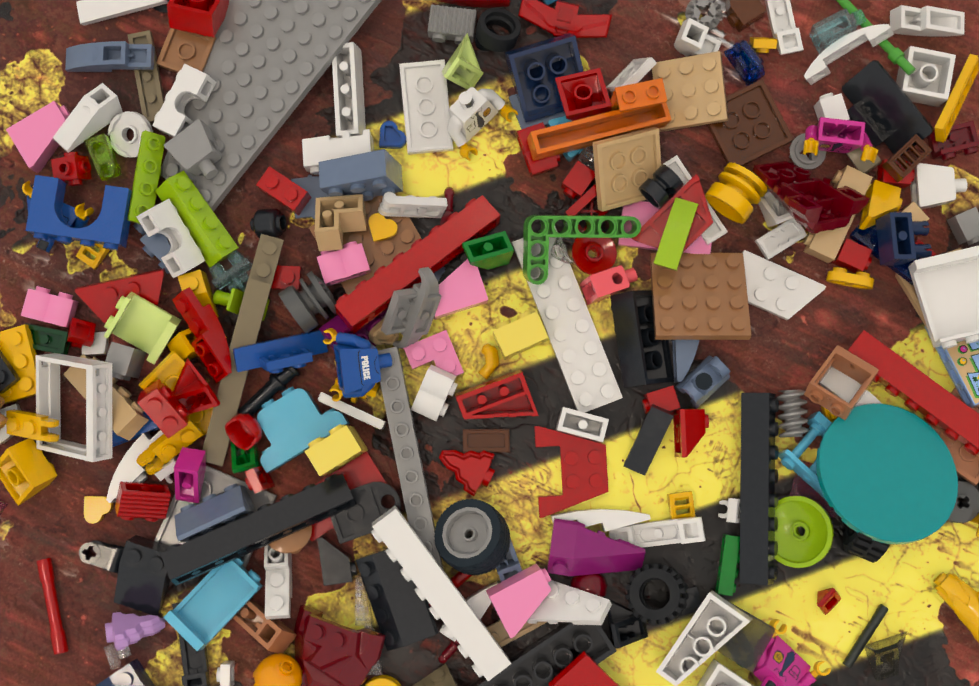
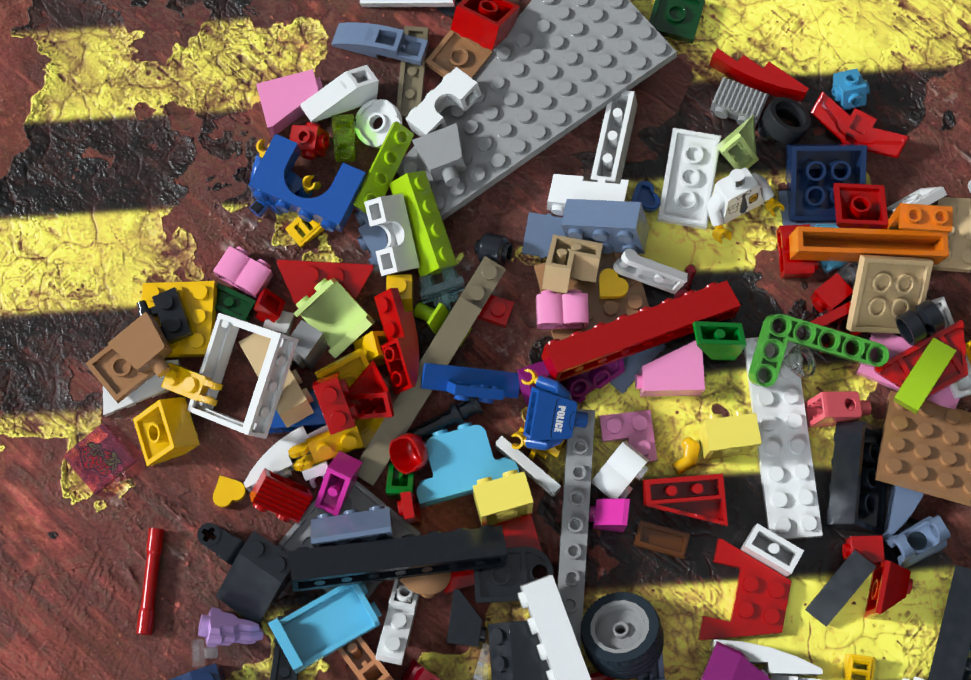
camera: 20 degrees right, 10 degrees down
(283, 191) = (519, 221): red brick -> none
(308, 302) = (515, 339): dark grey wheel -> none
(379, 337) = (585, 393): tan tile -> none
(413, 310) = (623, 376): light grey plate -> none
(434, 433) = (610, 514): none -> dark pink slope
(470, 468) = (636, 563): red rock -> none
(604, 251) = (840, 373): red dish -> none

